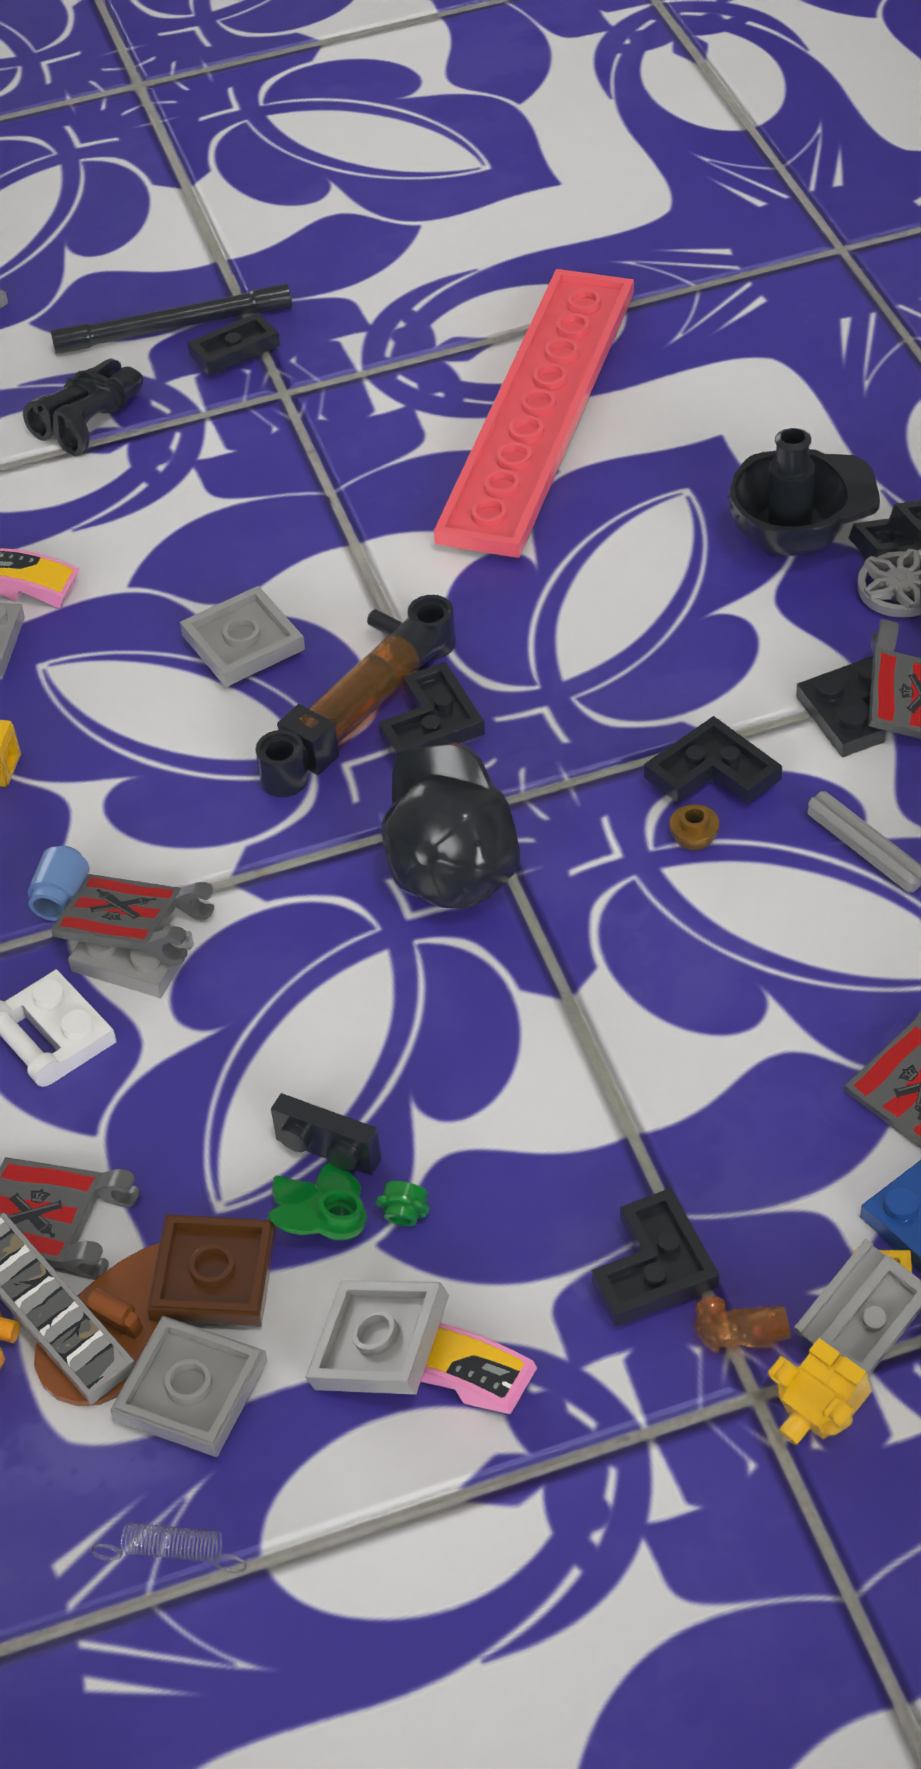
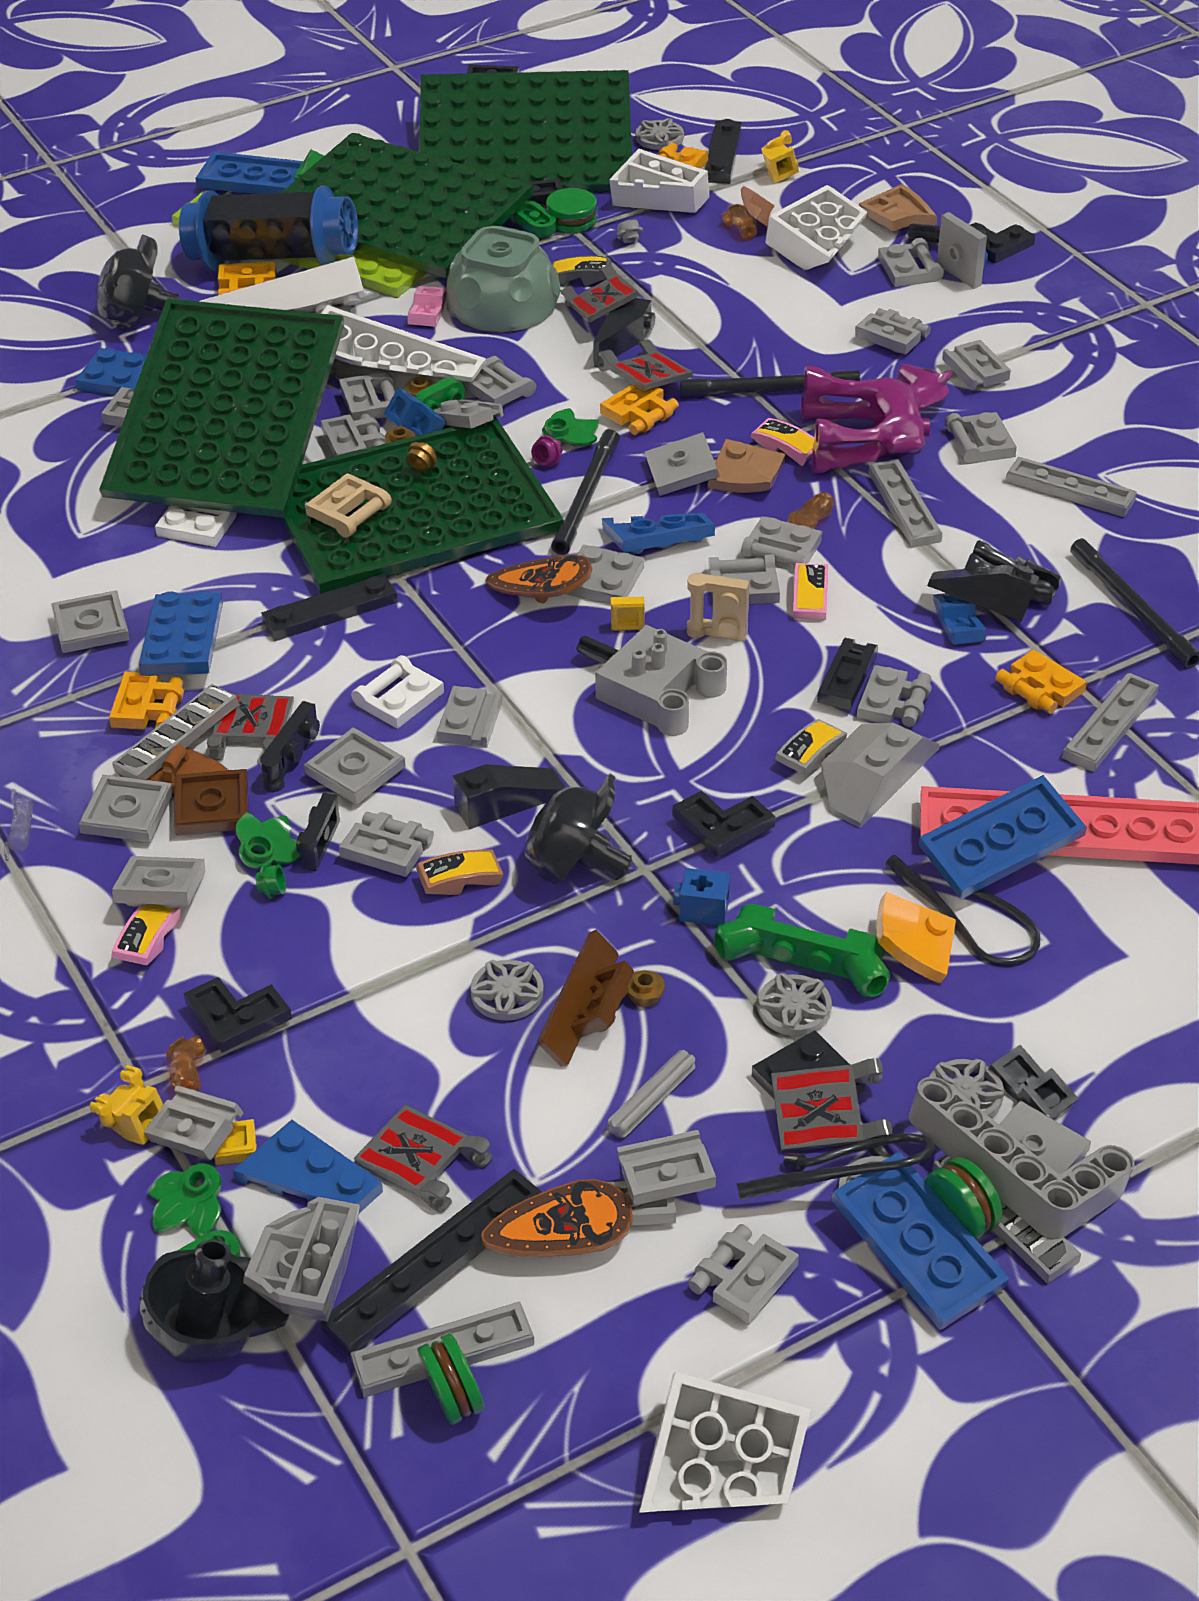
camera: 75 degrees right, 5 degrees down
(51, 649) = (729, 607): none -> tan plate
(56, 881) = (516, 665): medium blue brick -> none
(103, 1146) = (289, 746): none -> black plate
(117, 409) = (993, 587): none -> black slope
(124, 461) = (959, 619): none -> blue slope
(132, 915) = (491, 699): dark grey flag -> none
(138, 744) = (652, 676): none -> light grey piece
(194, 1087) = (354, 765): none -> light grey plate
(200, 565) = (847, 674): none -> black plate
(233, 344) = (1113, 639): black plate -> none
(242, 636) = (778, 707): light grey plate -> none
(252, 548) = (883, 696): none -> light grey plate
(277, 414) = (1041, 682): none -> light orange plate
(310, 926) = (501, 791): none -> black slope
(311, 735) = (683, 761): black piece -> none
(324, 617) = (809, 746): none -> slope
(363, 375) = (1110, 722): none -> light grey tile
(374, 1071) = (386, 843): none -> light grey plate
(380, 563) = (872, 768): none -> light grey wedge
(445, 987) = (451, 871): none -> slope
(552, 472) = (1002, 836): none -> blue plate
(561, 756) = (703, 896): none -> blue brick
(588, 565) = (923, 888): none -> black piece
(635, 705) = (758, 933): none -> green plate
(665, 962) = (507, 989): none -> light grey wheel
(667, 573) = (915, 936): none -> light orange plate
(714, 753) = (717, 987): black plate -> none
(714, 865) = (587, 998): none -> reddish brown bracket
(747, 699) = (794, 1004): none -> light grey wheel
(800, 497) = (1020, 991): black piece -> none

